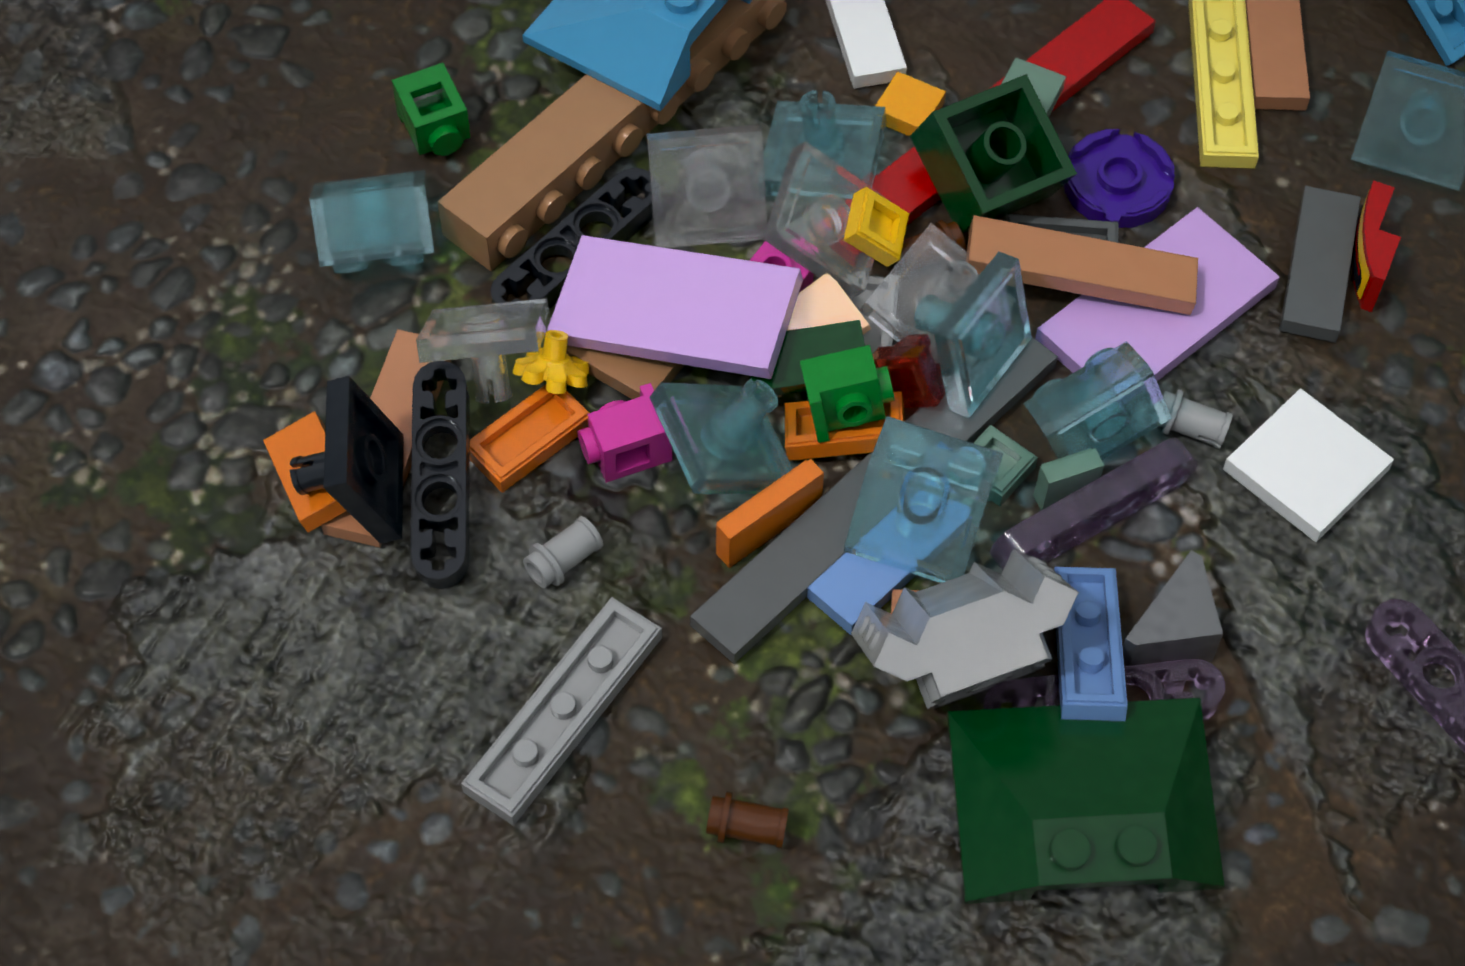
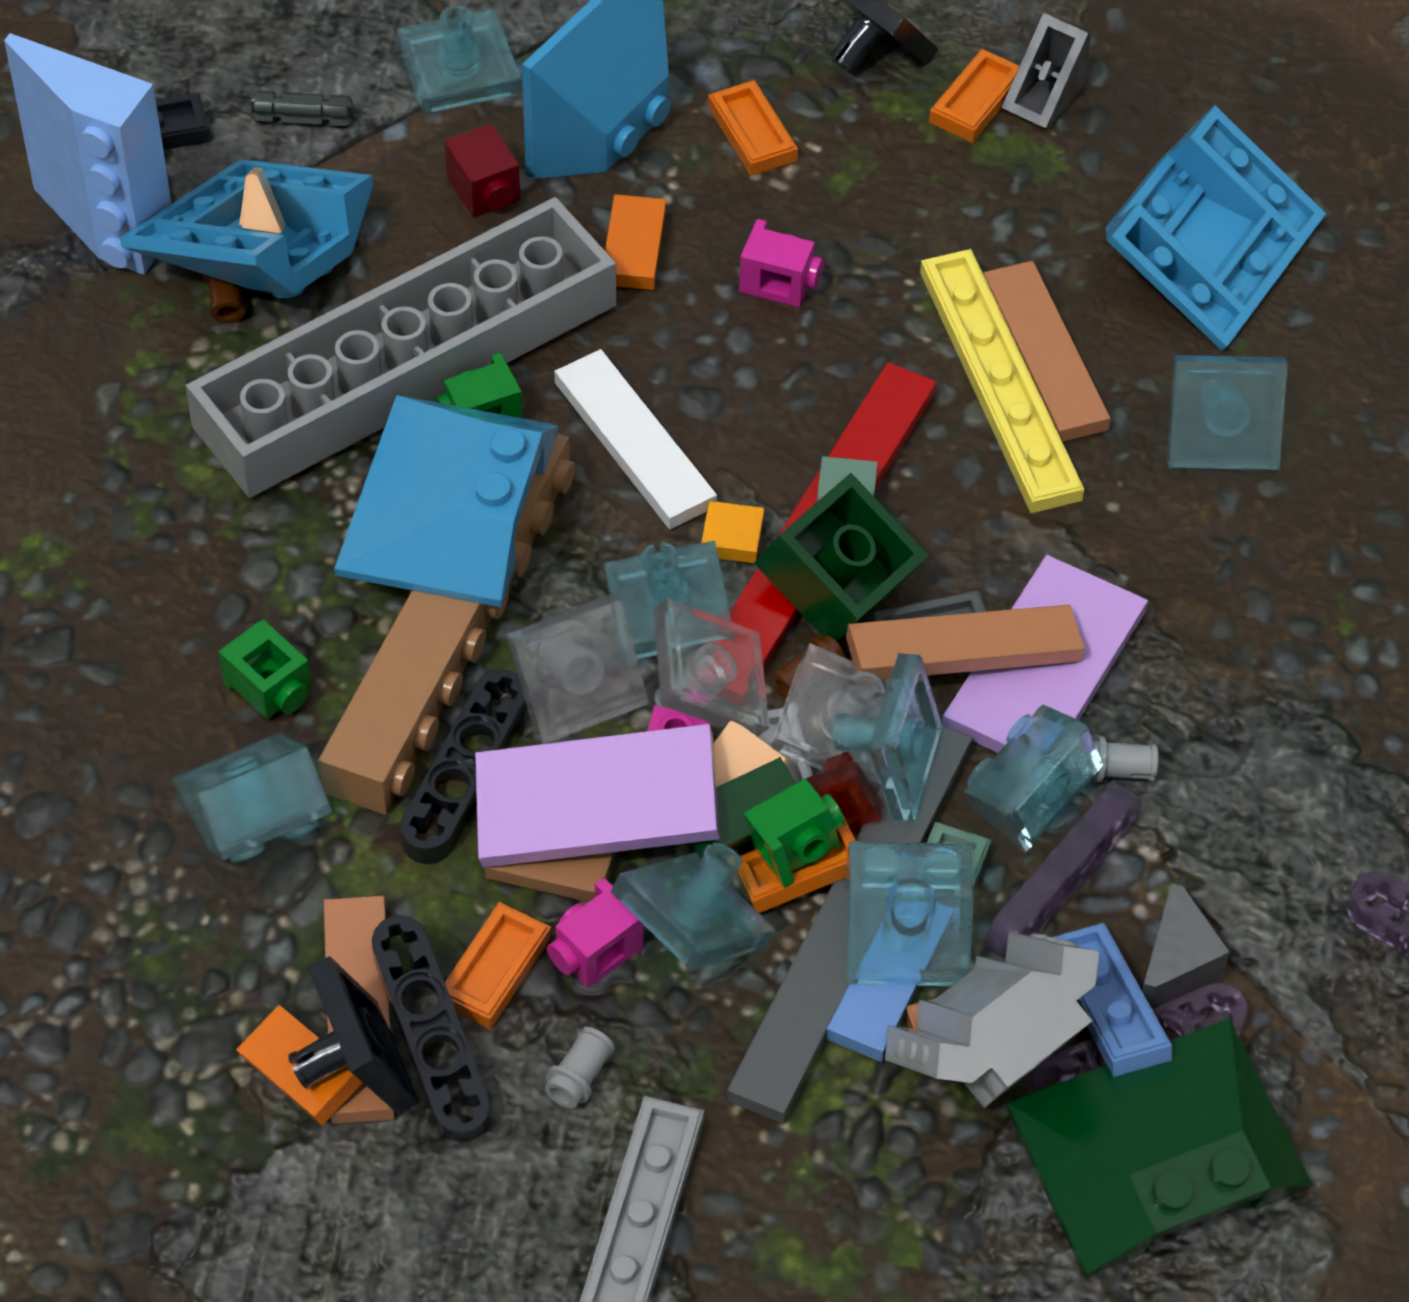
camera: 20 degrees left, 5 degrees down
(486, 337) = (424, 880): clear tile -> none
(552, 365) = (494, 889): yellow plant -> none
(746, 821) = (858, 1265): reddish brown pin -> none
(768, 512) = (762, 969): orange tile -> none
(876, 226) = (758, 661): yellow tile -> none
(1066, 476) = (1028, 851): sand green tile -> none
(1120, 178) = (966, 546): dark purple tile -> none
(1308, 464) = (1239, 771): white tile -> none
(1320, 264) = (1179, 577): dark grey tile -> none
(1372, 247) = (1222, 550): red slope -> none

